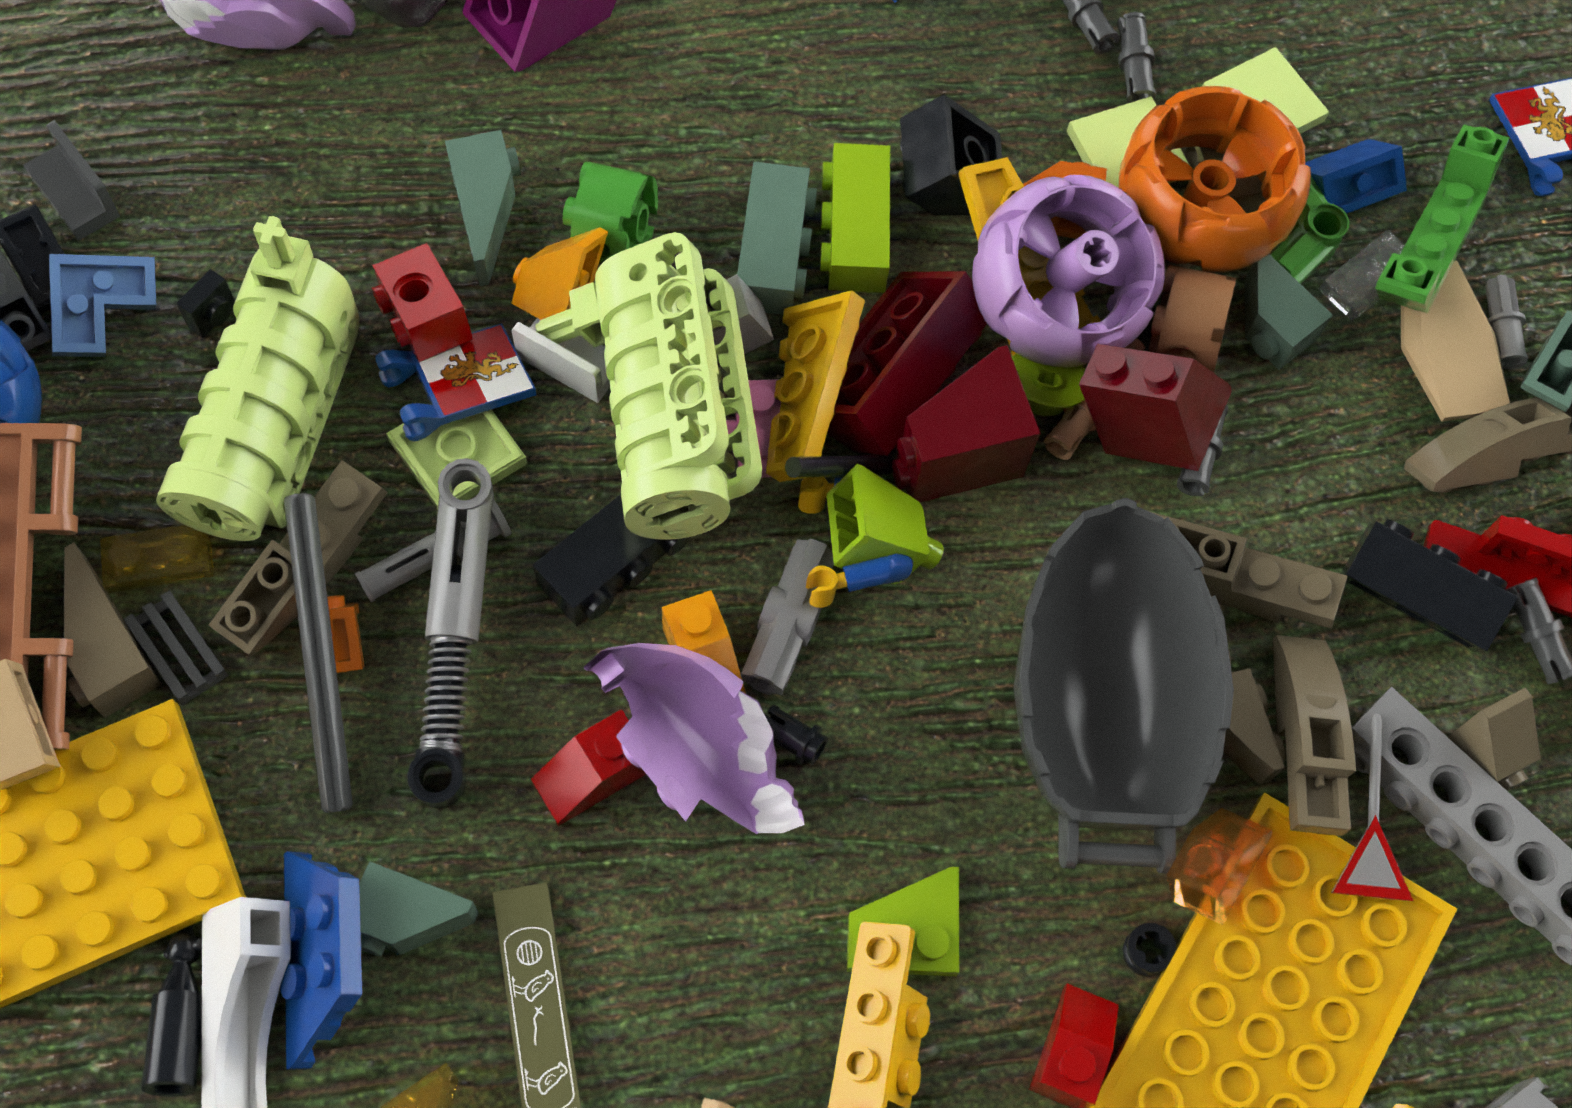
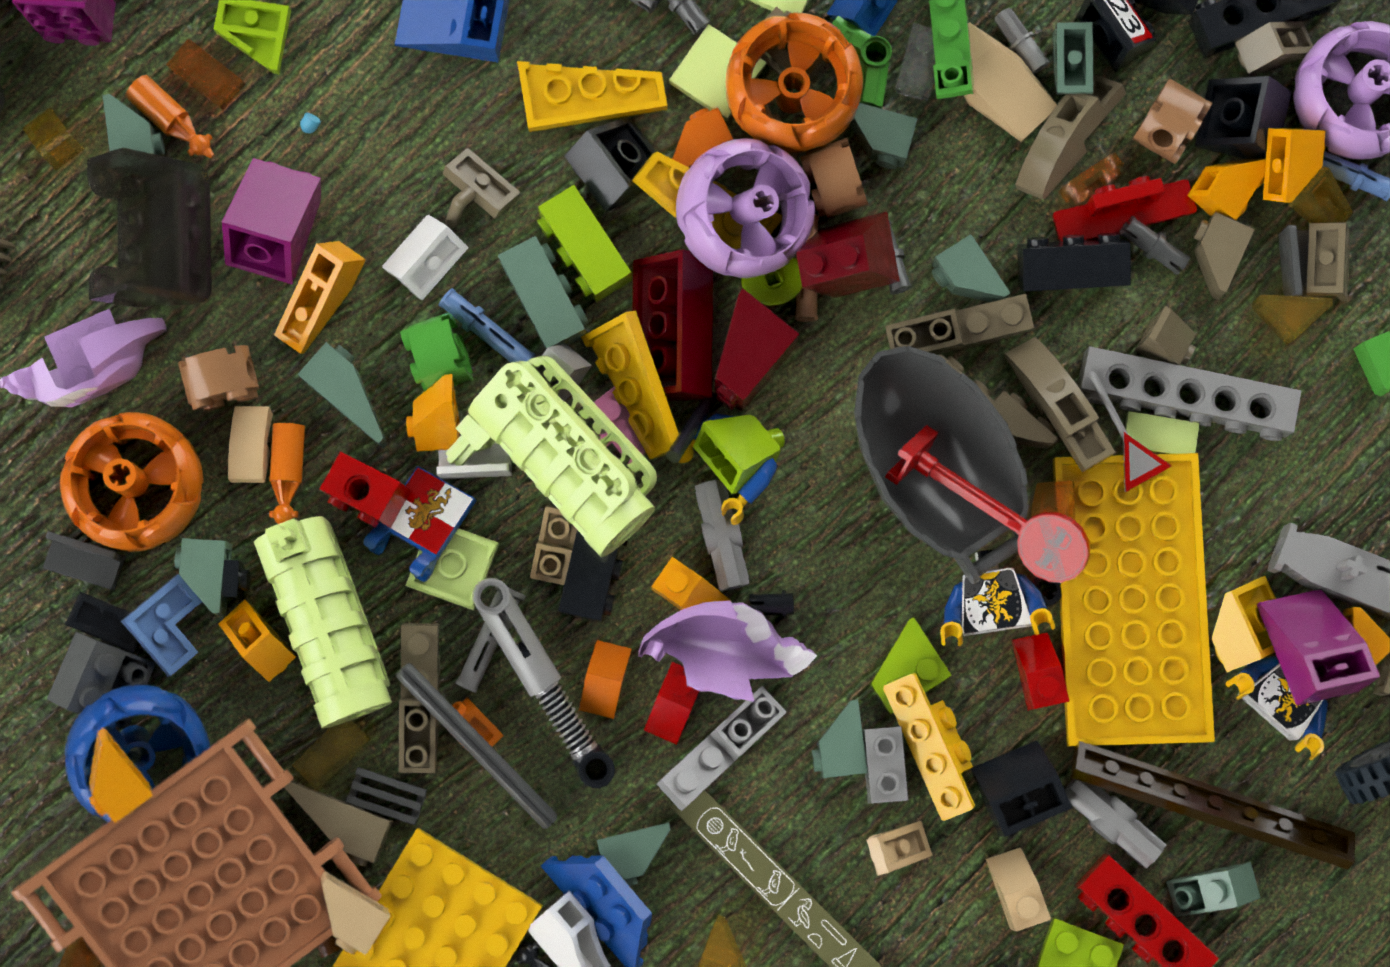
camera: 30 degrees left, 15 degrees up
(163, 87) = (96, 451): none -> orange wheel
(171, 381) = (257, 641): none -> light orange slope
(176, 266) = (202, 568): none -> sand green slope
(333, 186) = (248, 444): none -> tan slope
(361, 94) = (219, 377): none -> medium nougat brick
(367, 223) = (286, 467): none -> orange wheel
(528, 687) = (604, 679): none -> orange slope
(537, 87) = (319, 293): none -> light orange slope
(578, 503) = (553, 547): none -> tan slope
(605, 862) = (721, 748): none -> light grey slope
(676, 129) = (425, 256): none -> white panel
(677, 212) = (475, 320): none -> medium blue pin
(758, 962) = (842, 745): none -> sand green slope
(788, 91) = (479, 184): none -> dark tan plate
(795, 1024) = (885, 765): none -> light grey brick
(938, 63) = (574, 96): none -> yellow wing
(1071, 918) = (993, 604): none -> torso
(1198, 872) = (1048, 543): none -> piece
(1287, 515) = (968, 272): none -> sand green slope
(1424, 857) = (1162, 434): none -> yellowish green tile
(1482, 508) = (1080, 187): none -> clear orange plate

